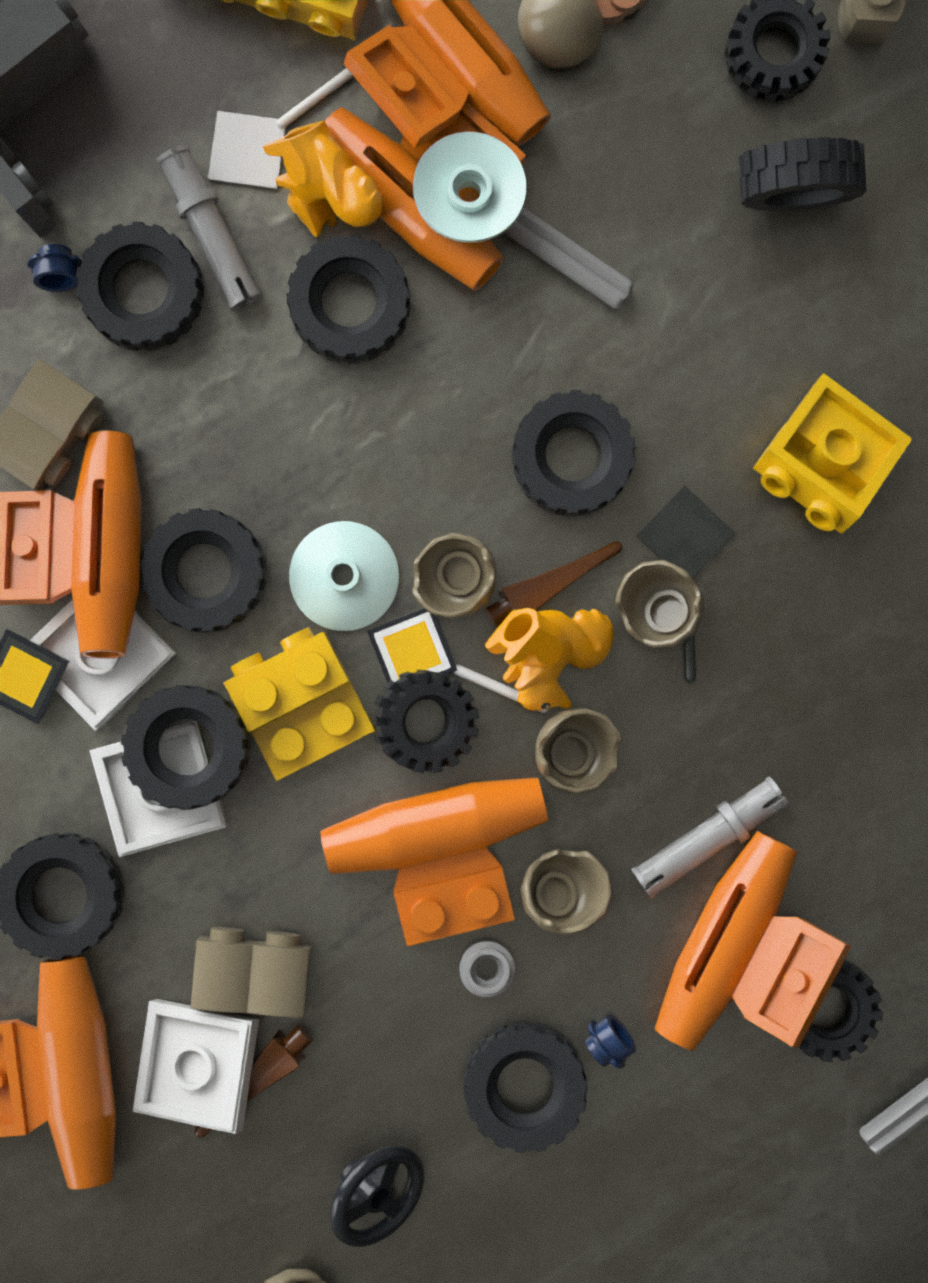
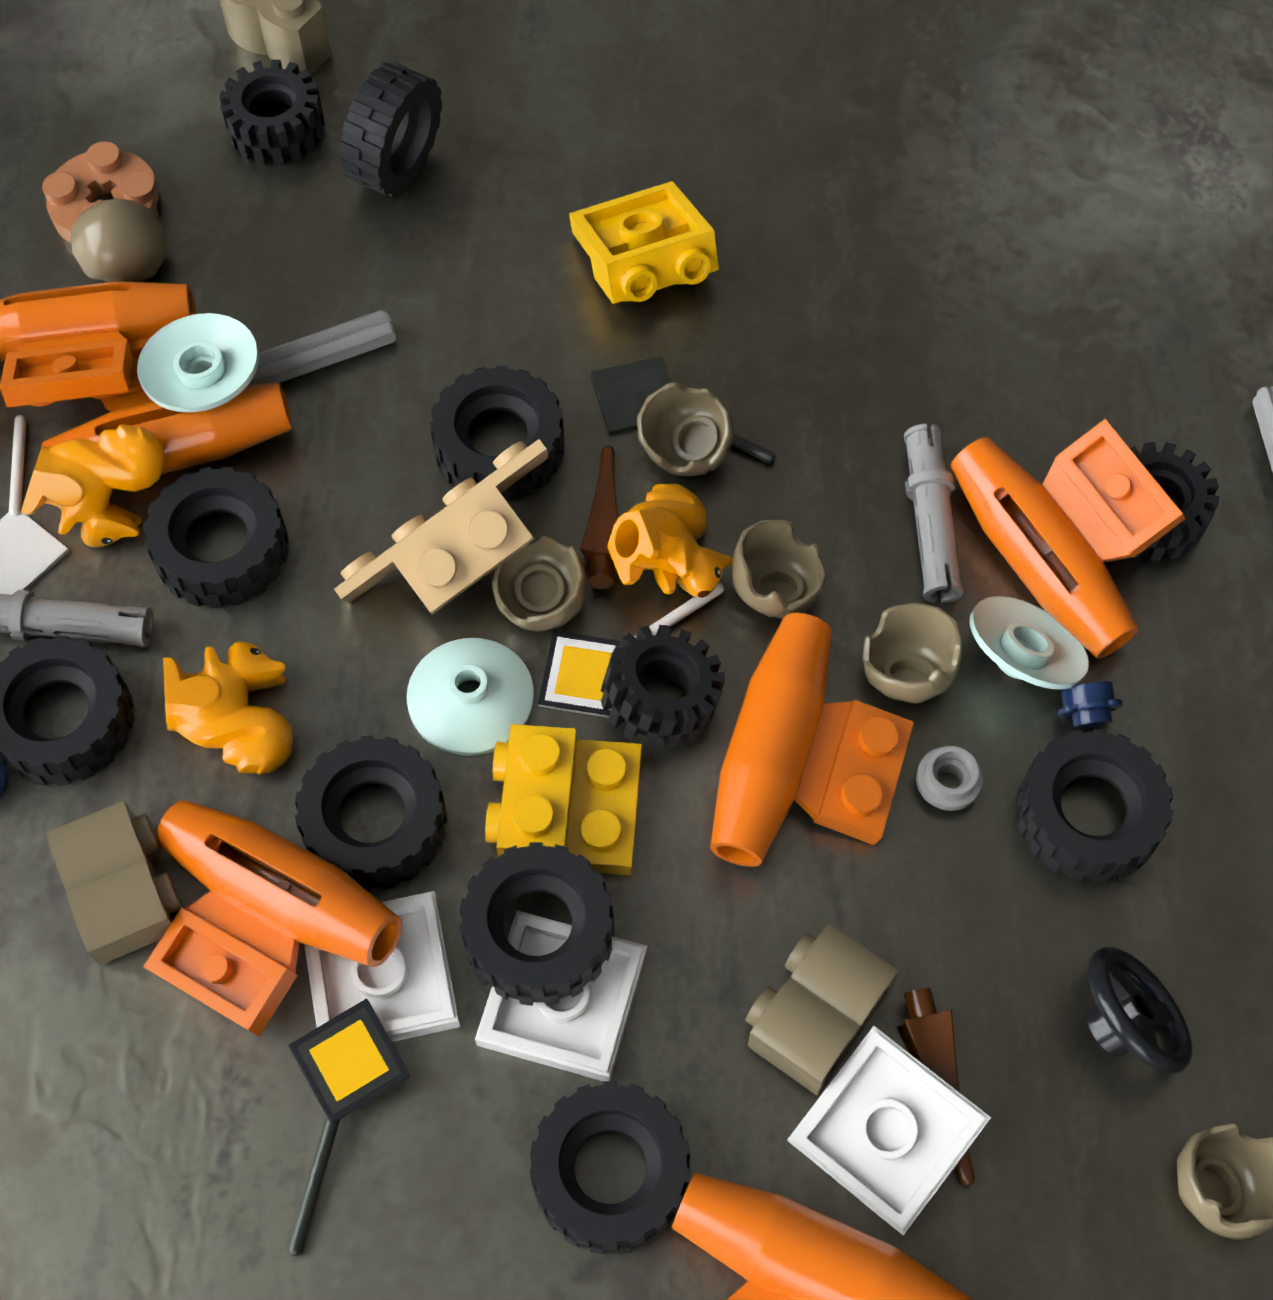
camera: 55 degrees left, 25 degrees down
(206, 405) = (215, 712): none -> light orange animal
(444, 494) = (457, 543): none -> tan bracket
(639, 990) = (1028, 643): none -> light aqua dish

